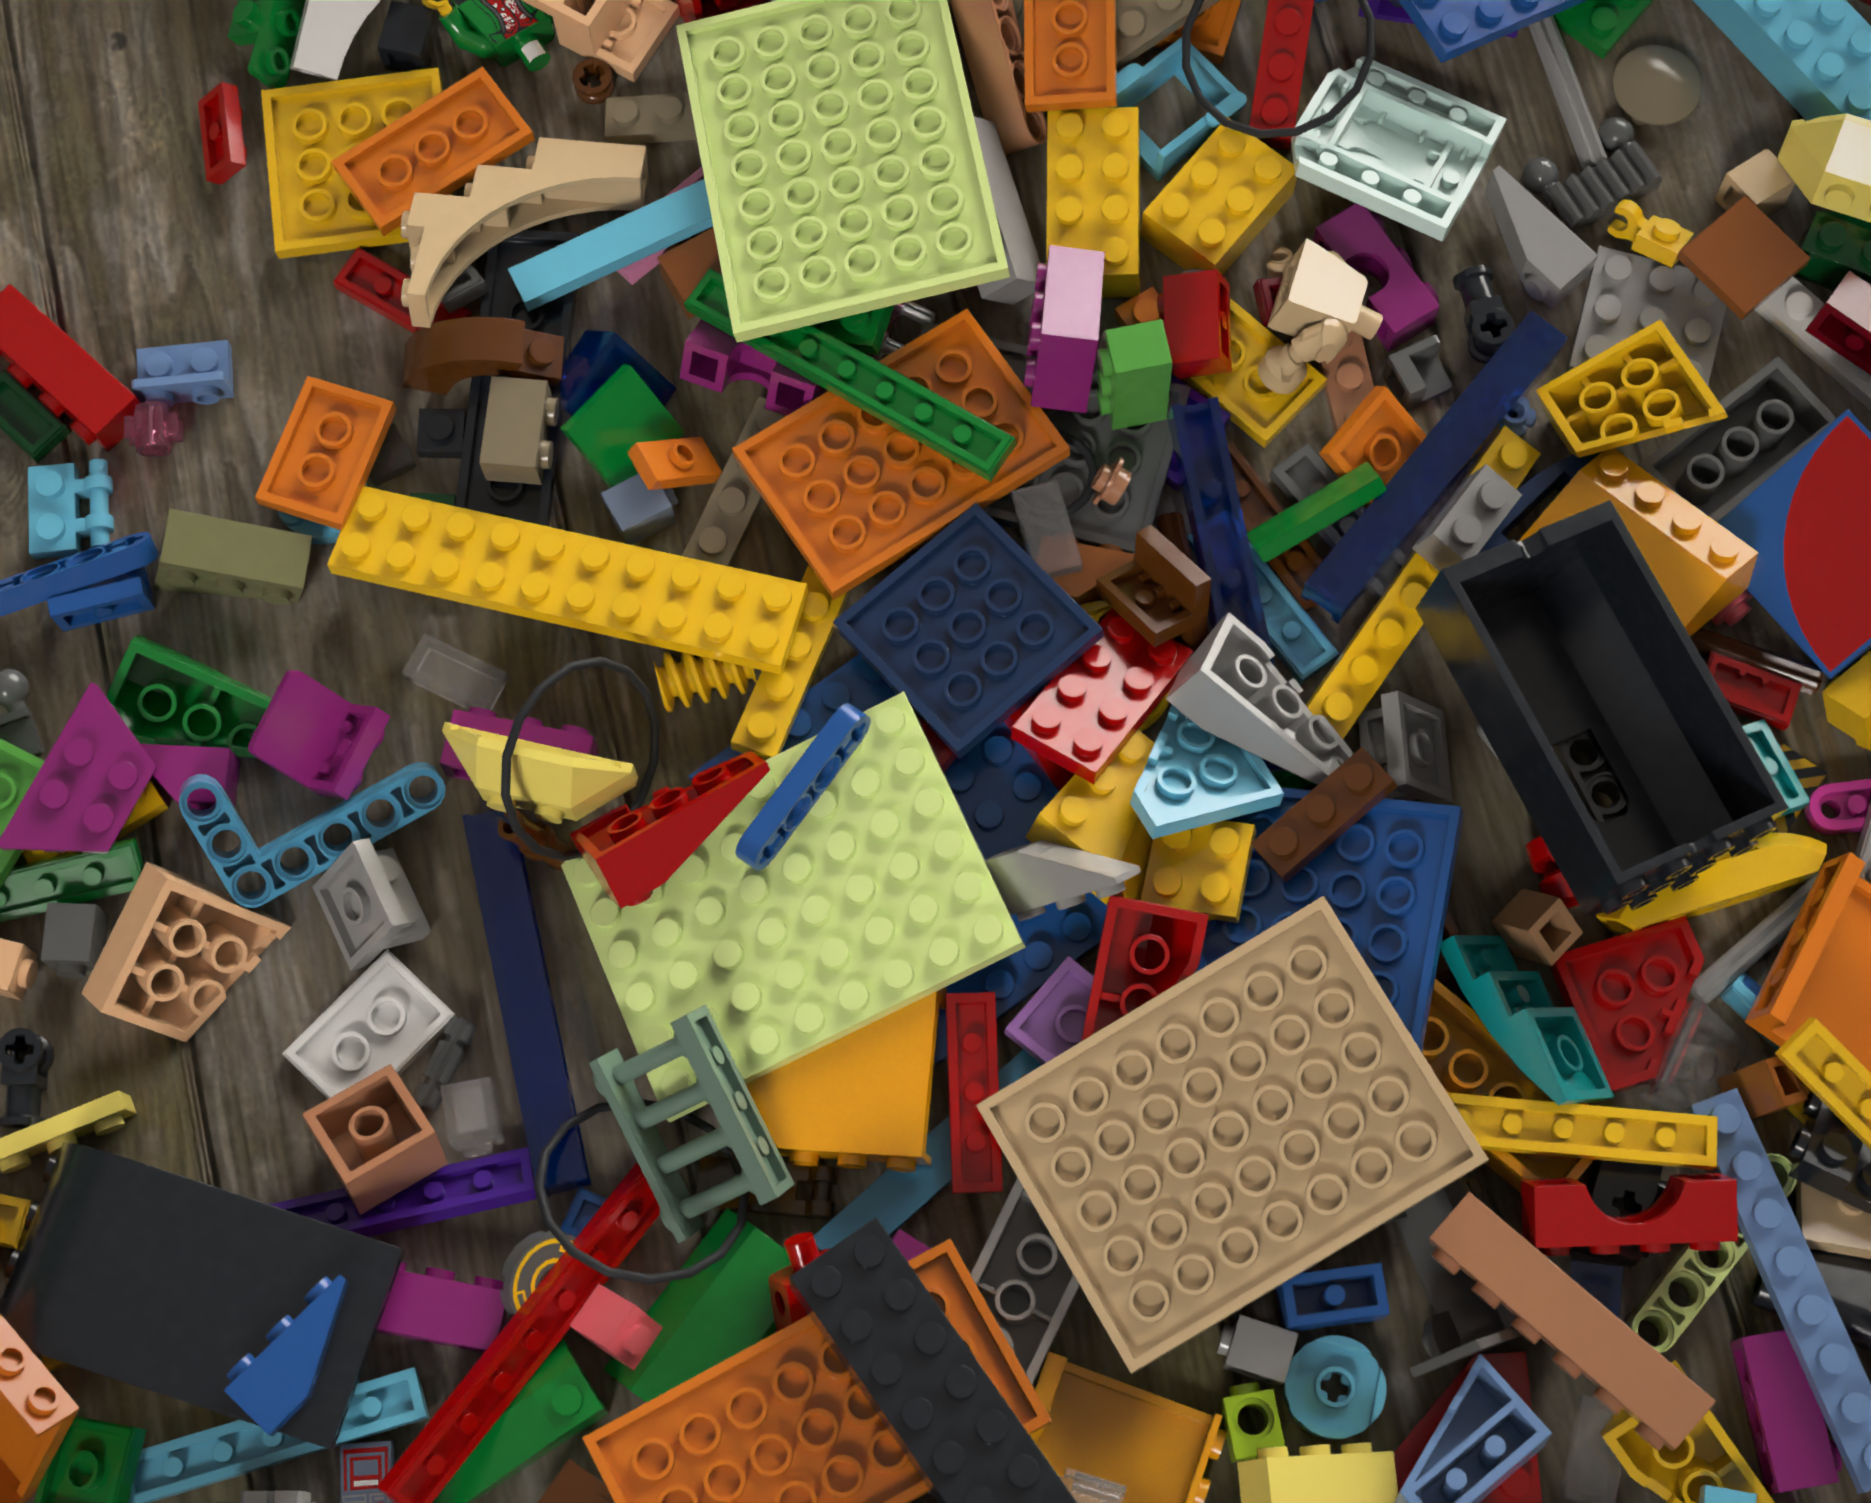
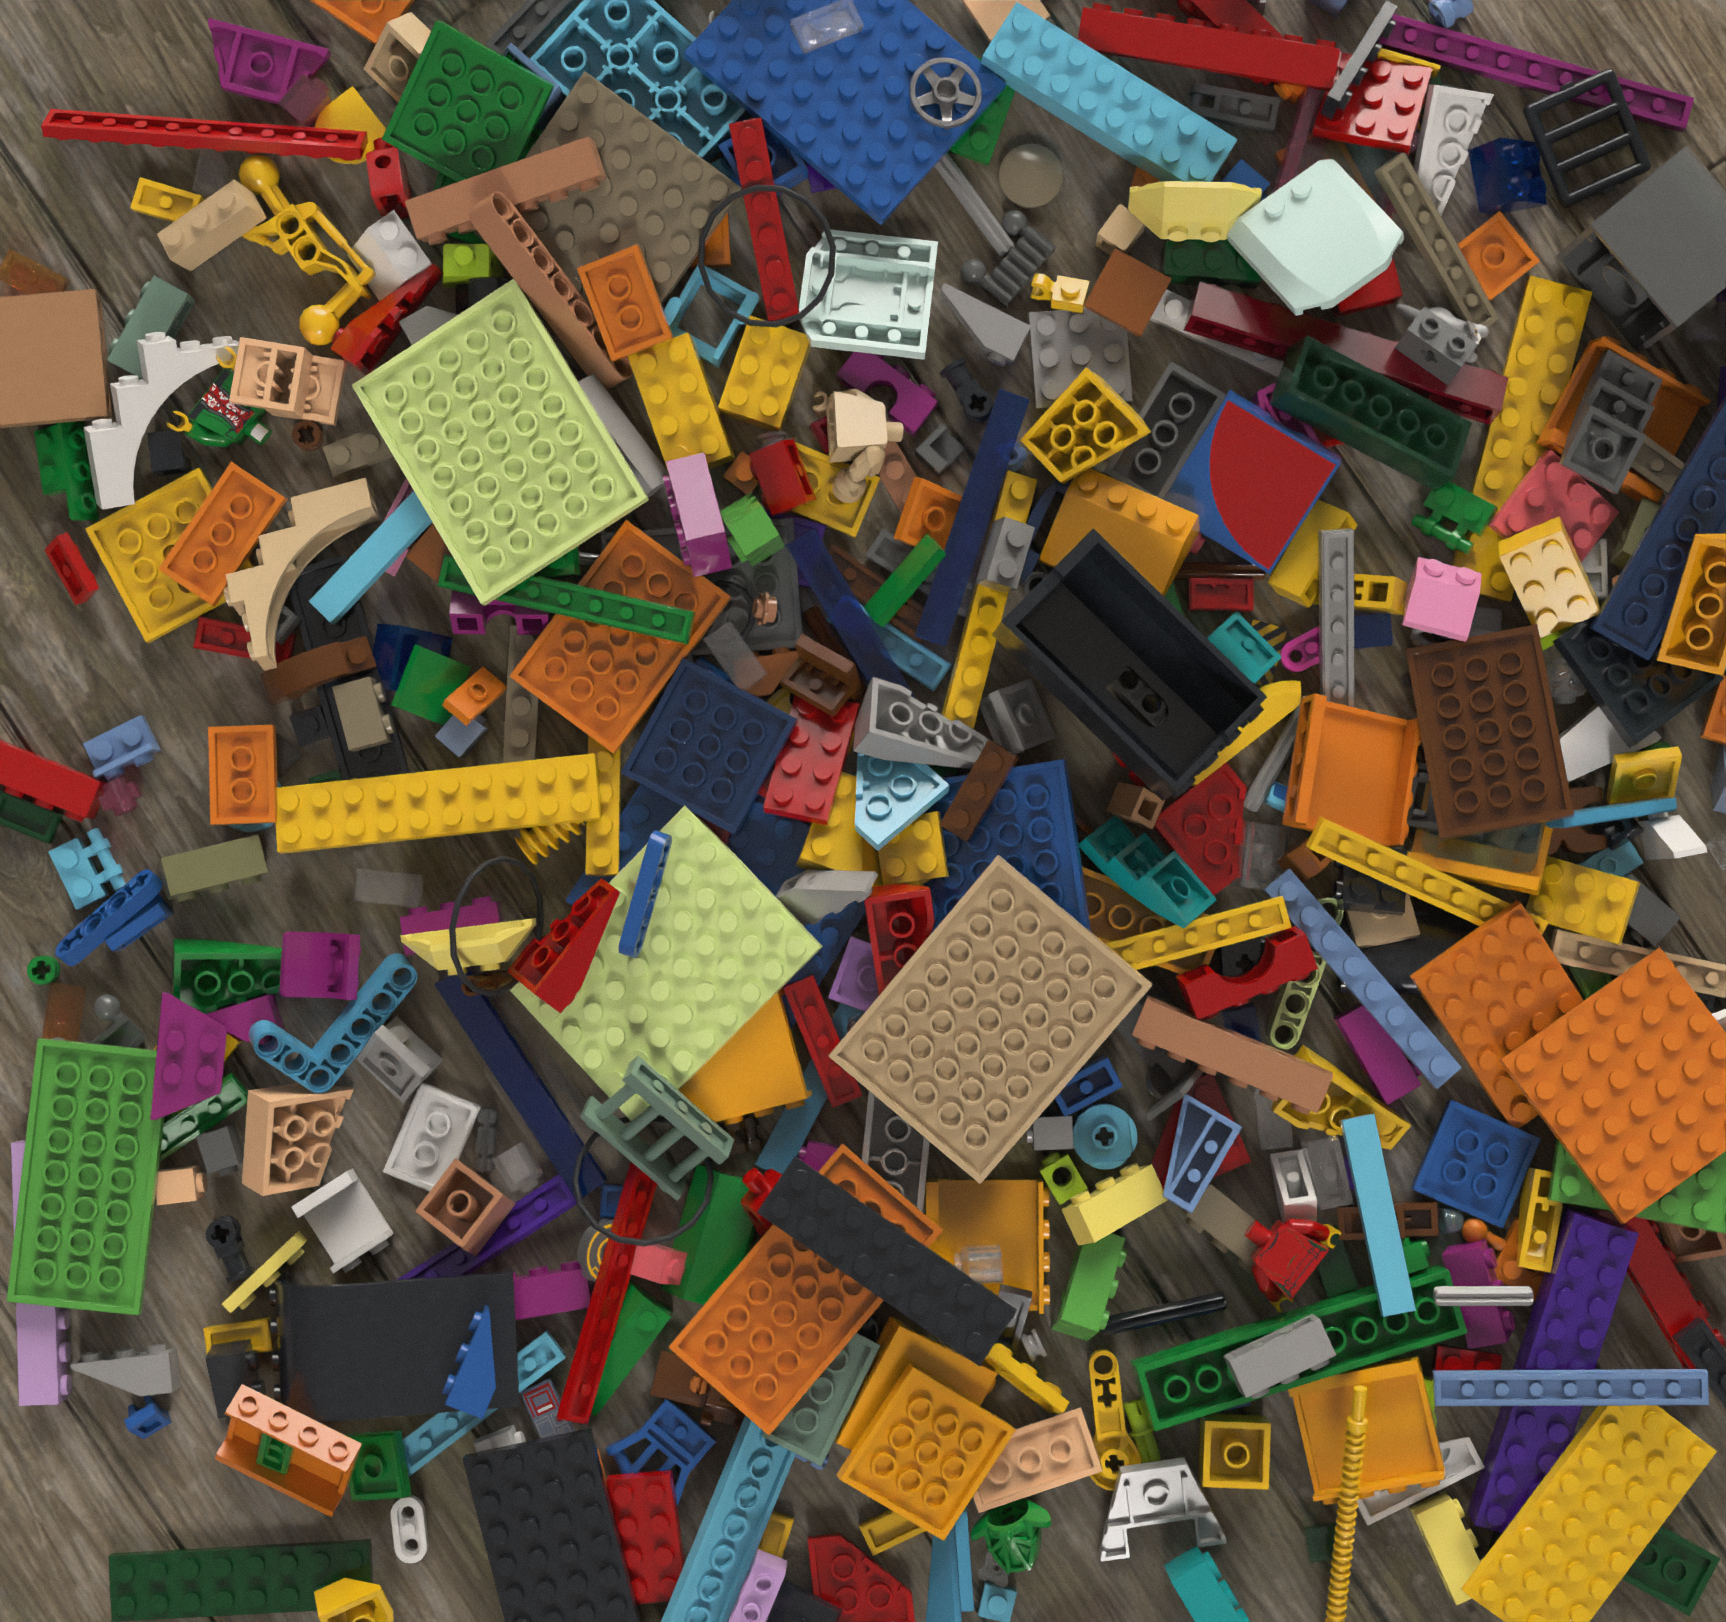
camera: 20 degrees left, 15 degrees up
(199, 1100) = (345, 1220): none -> white panel

